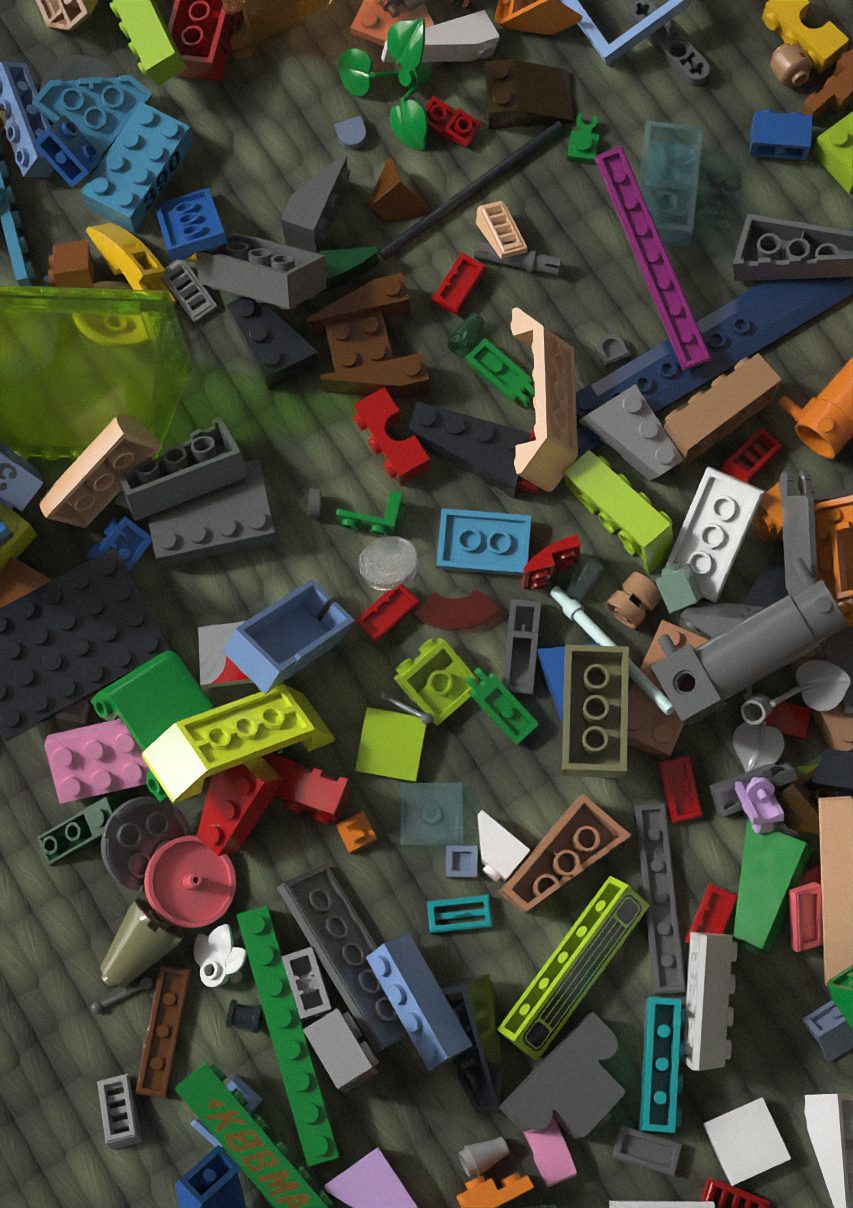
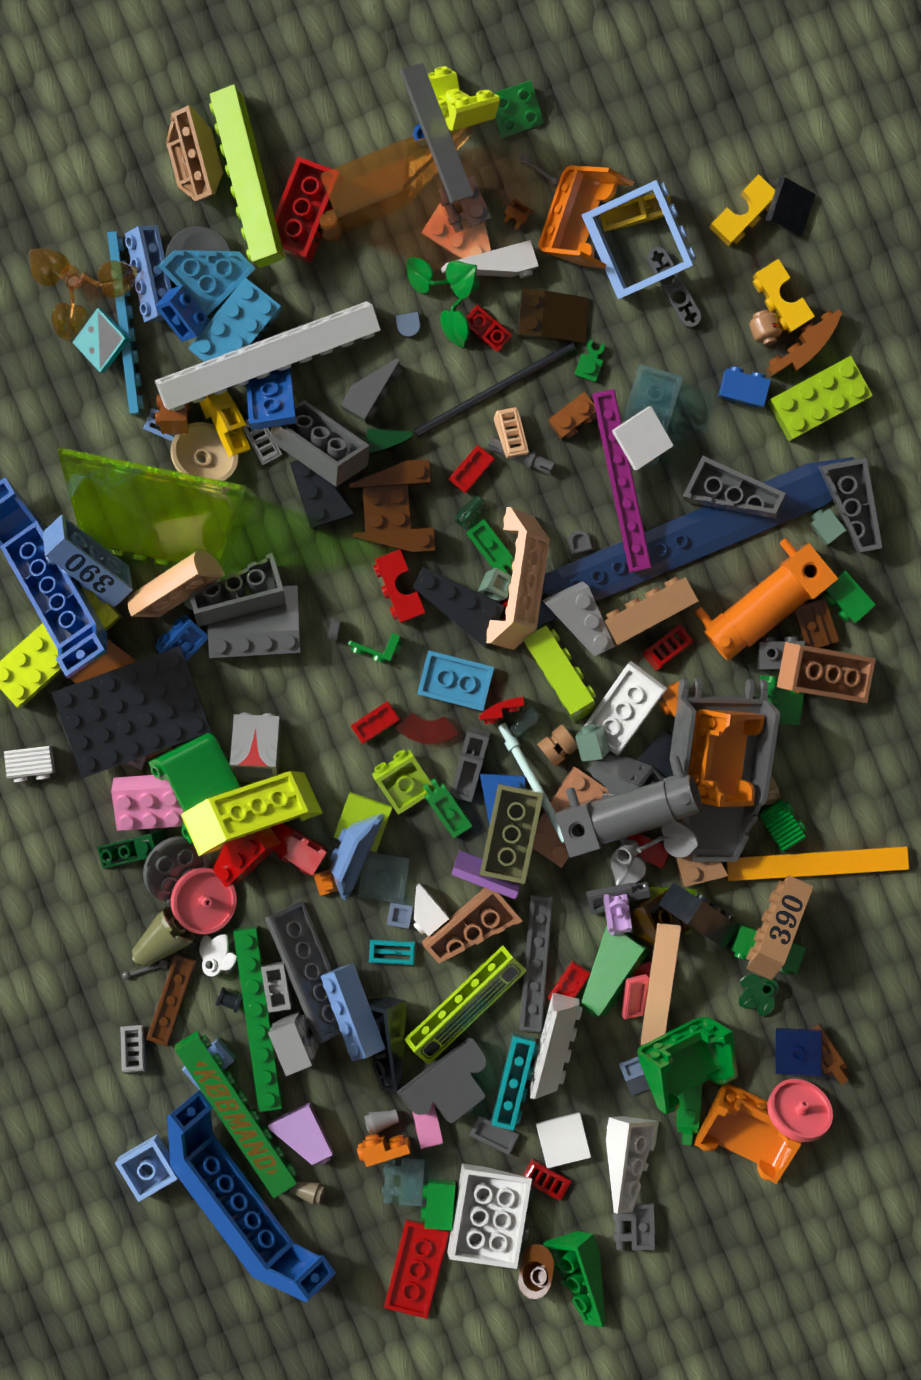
camera: 10 degrees right, 15 degrees up
(179, 182) = (267, 355): none -> white brick
(287, 636) = (298, 738): medium blue piece -> none
(385, 782) = (352, 853): none -> medium blue wedge
(388, 563) = (381, 685): clear tile -> none
(397, 195) = (436, 386): reddish brown slope -> none
(426, 718) = (390, 809): dark grey hinge -> none
(516, 409) = (495, 585): none -> sand green brick
(574, 200) = (574, 414): none -> dark orange brick
(587, 786) = (468, 868): none -> medium lavender tile
(668, 197) = (642, 438): none -> white tile
(680, 788) = (565, 889): red plate -> none

